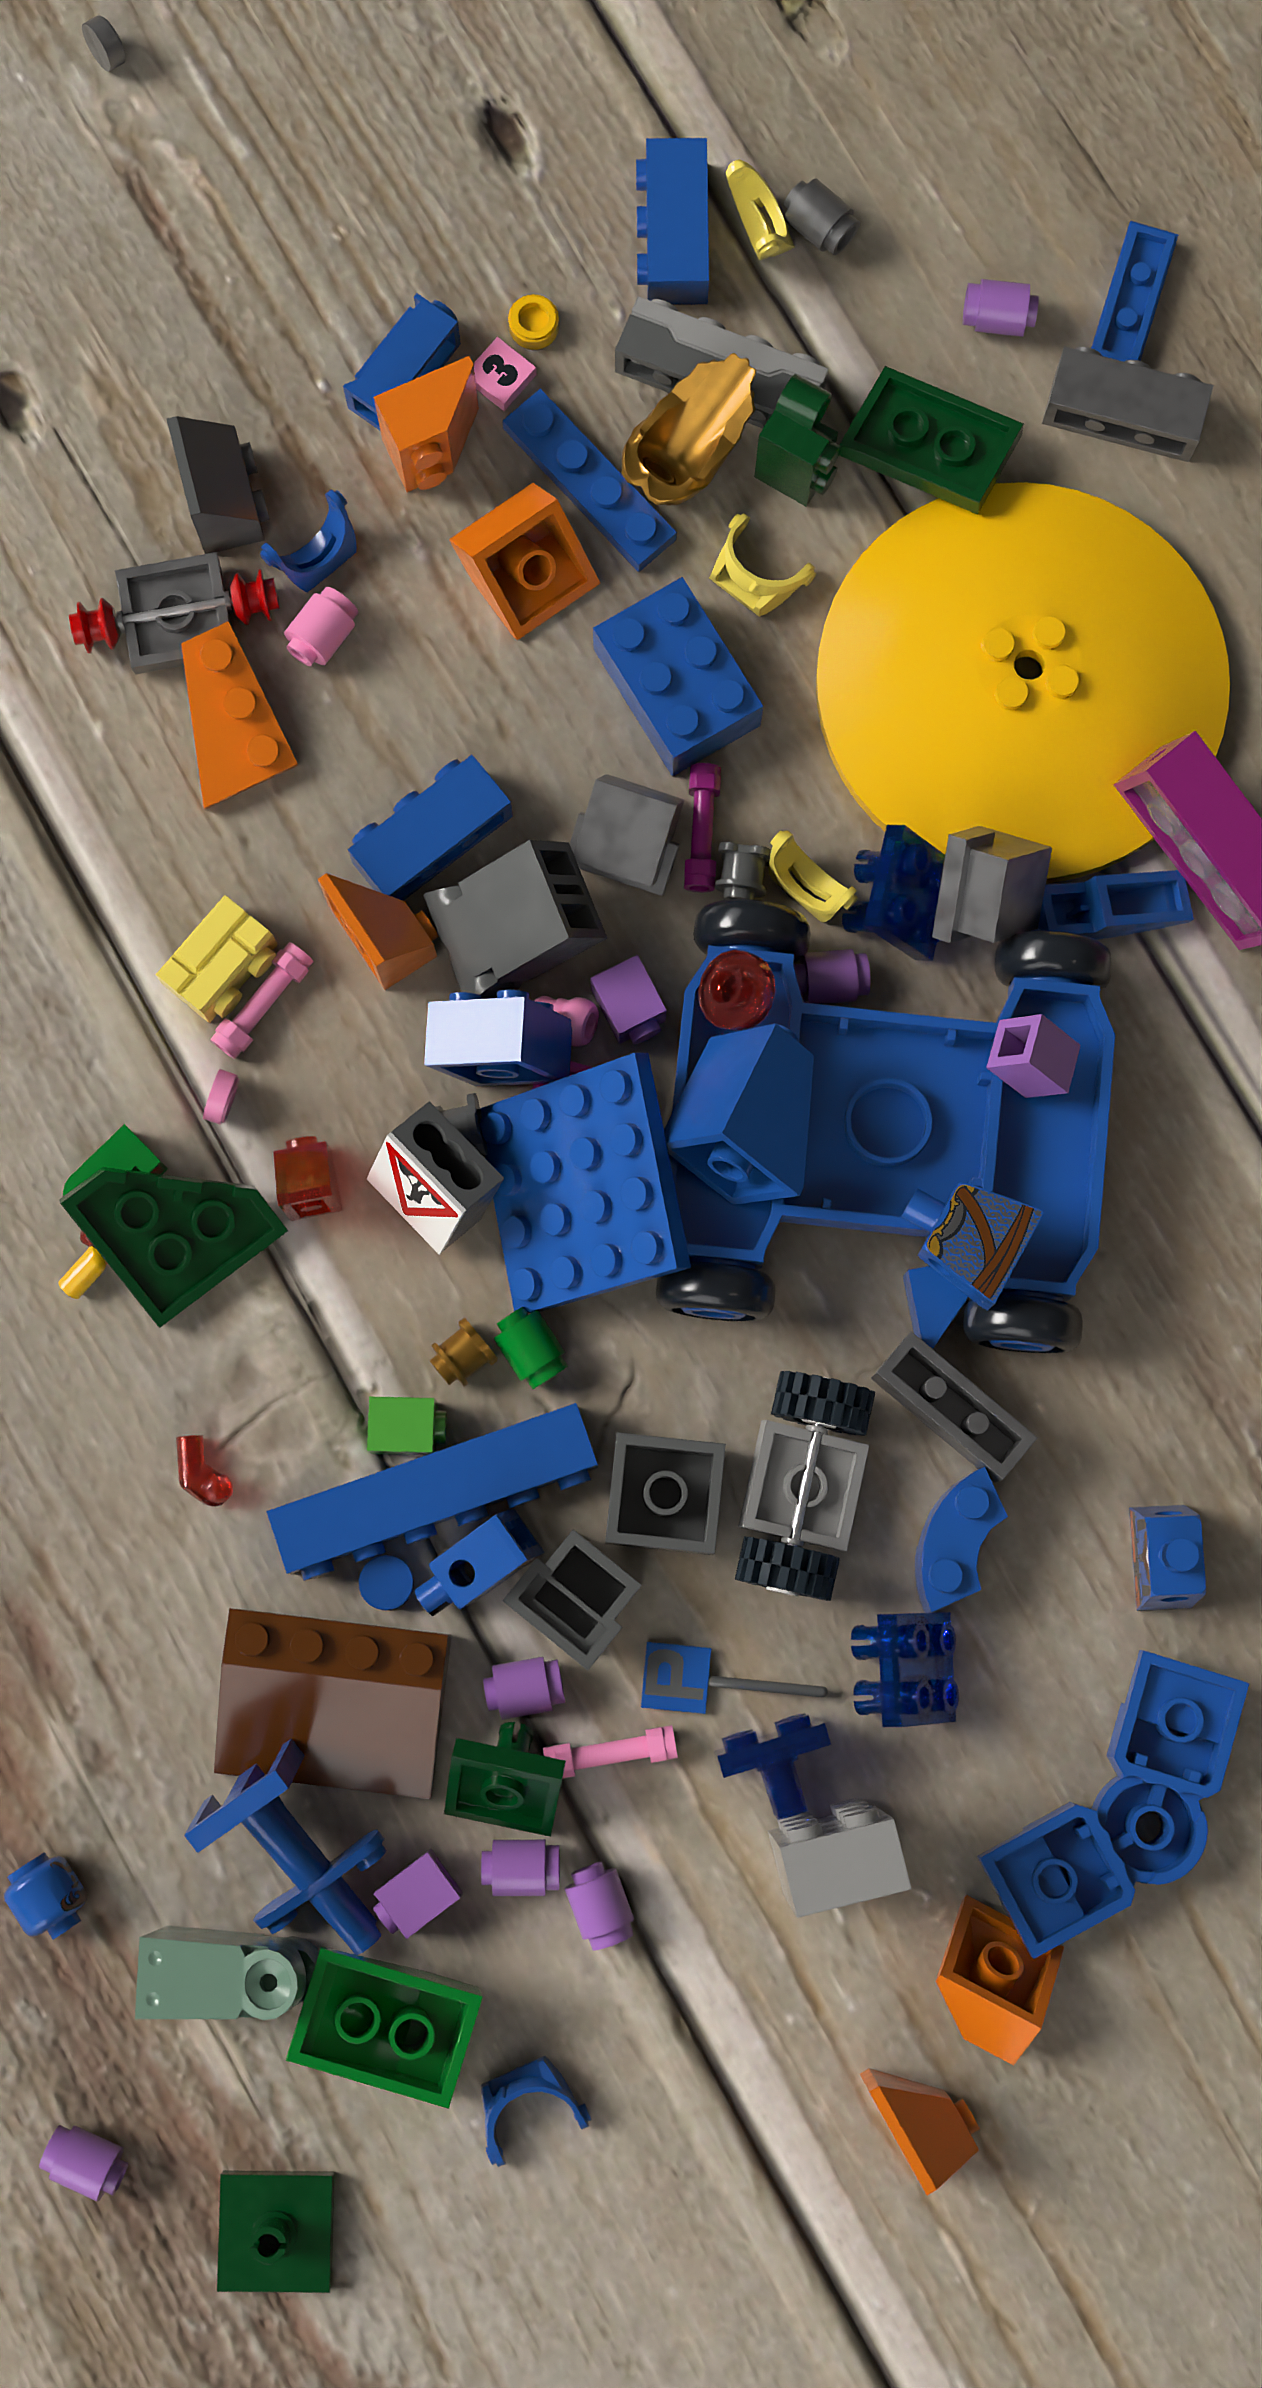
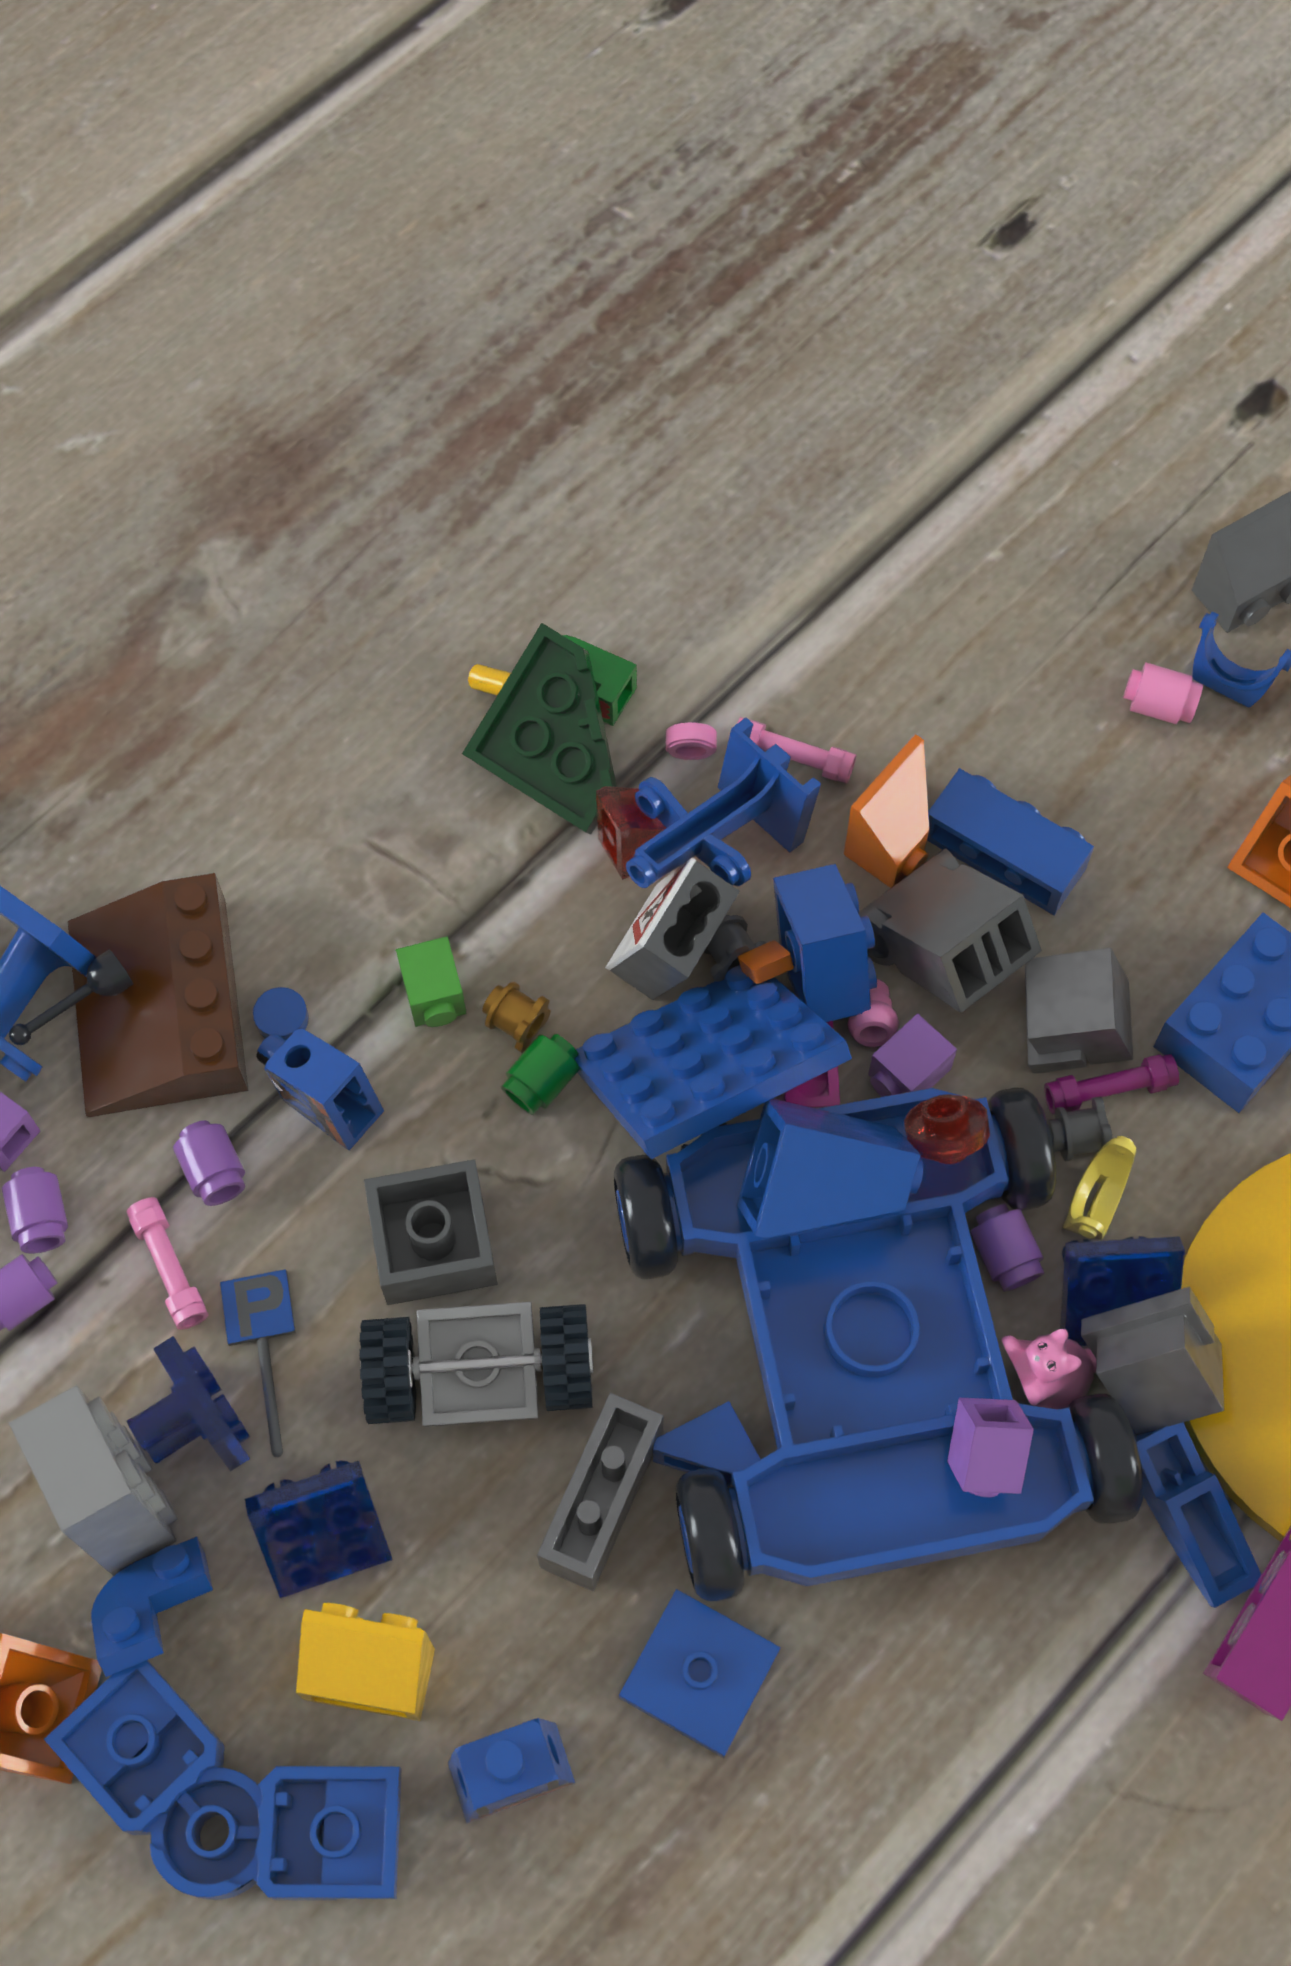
camera: 75 degrees right, 15 degrees down
(168, 606) = (1124, 575): flat silver plate -> none
(196, 1476) = (336, 827): clear red arm -> none
(218, 960) = (816, 701): light yellow brick -> none
(231, 718) = (1046, 646): orange wing -> none
(310, 1746) = (104, 977): none -> black hinge
(312, 1049) = (751, 787): none -> blue piece
(433, 1490) = (379, 1028): blue brick -> none
(495, 1100) = (765, 962): none -> orange piece
(504, 1783) = (110, 1165): dark green tile -> none
(574, 1598) = (308, 1178): dark grey plate -> none
(935, 1860) = (128, 1604): none -> blue plate
(952, 1540) = (464, 1533): blue brick -> none
(958, 980) = (1052, 1368): none -> bright pink animal
(973, 1237) = (774, 1434): torso -> none
(1044, 1657) = (364, 1662): none -> yellow slope
(1124, 1371) = (699, 1673): none -> blue plate

